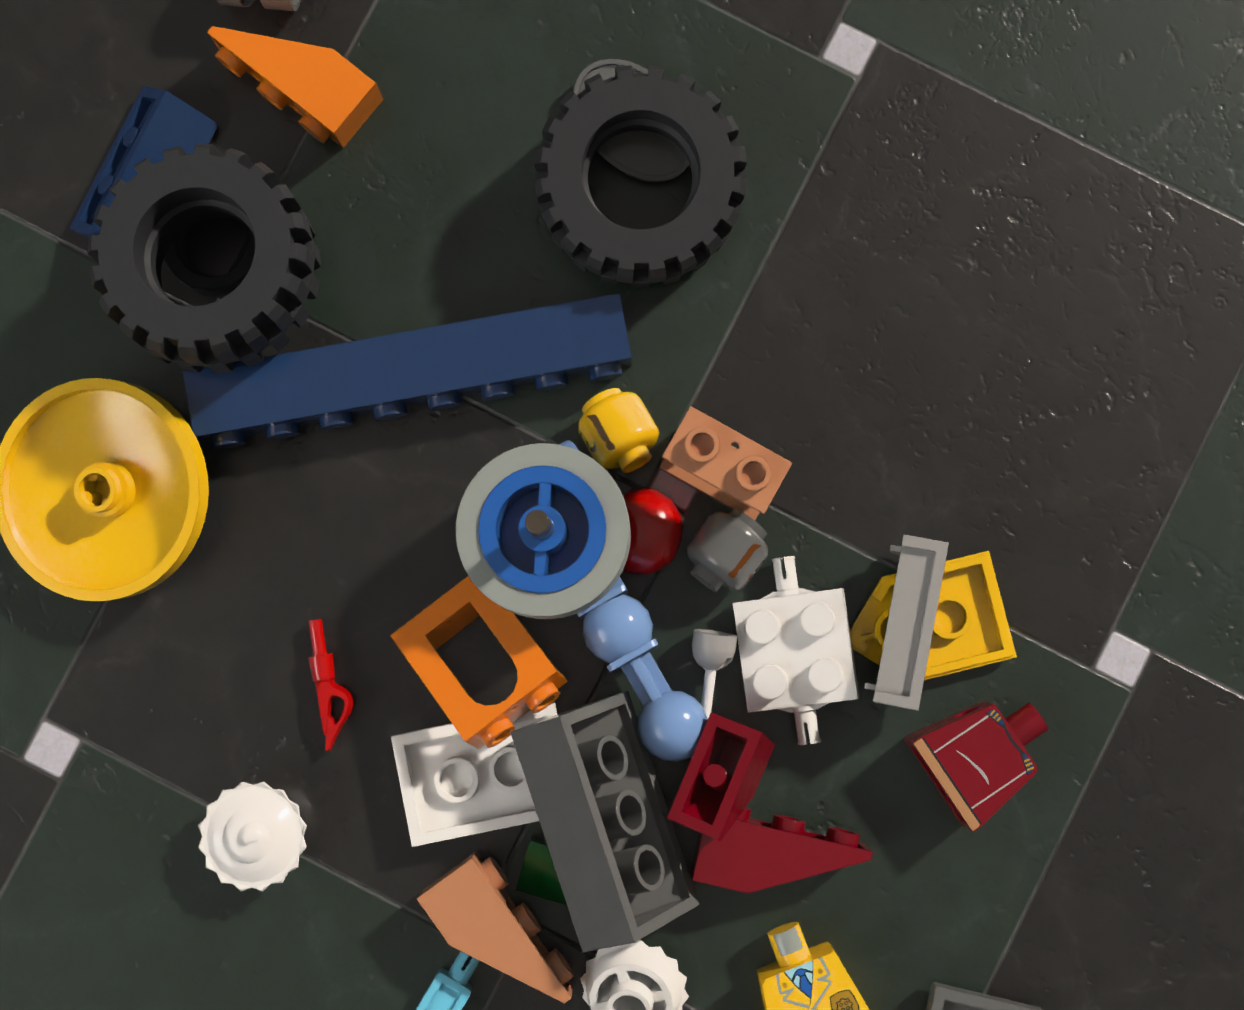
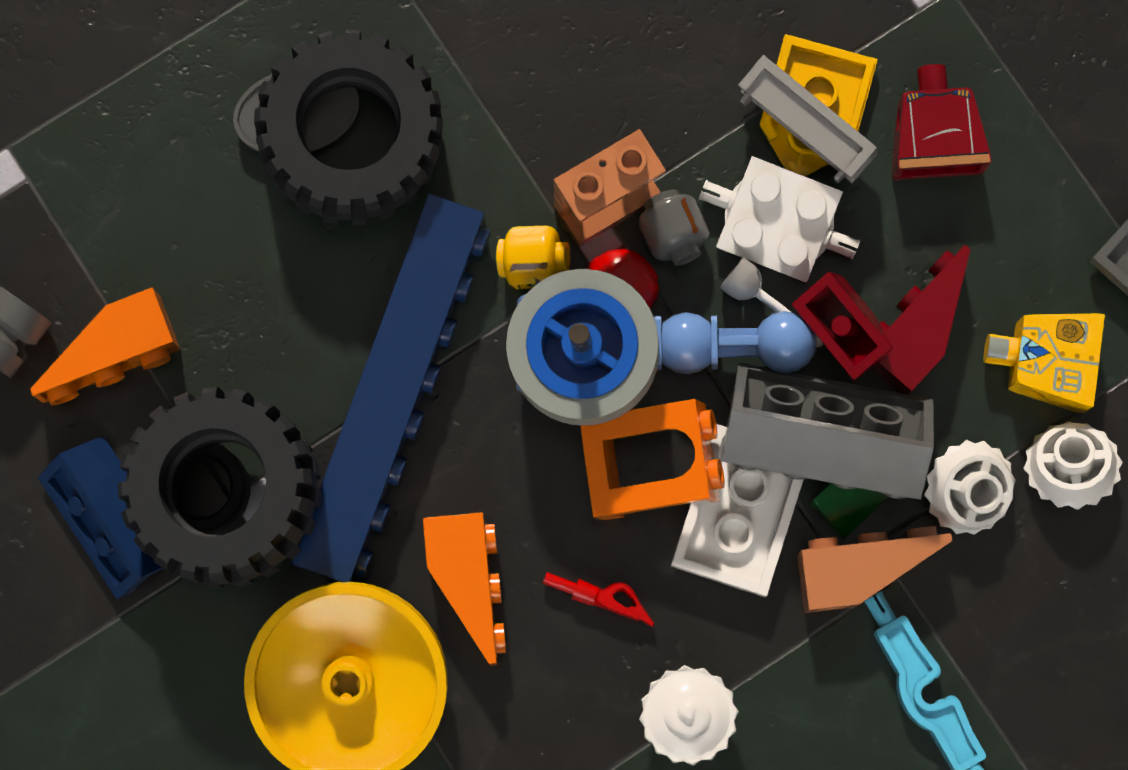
camera: 60 degrees left, 5 degrees down
(272, 536) = (459, 563): none -> orange slope

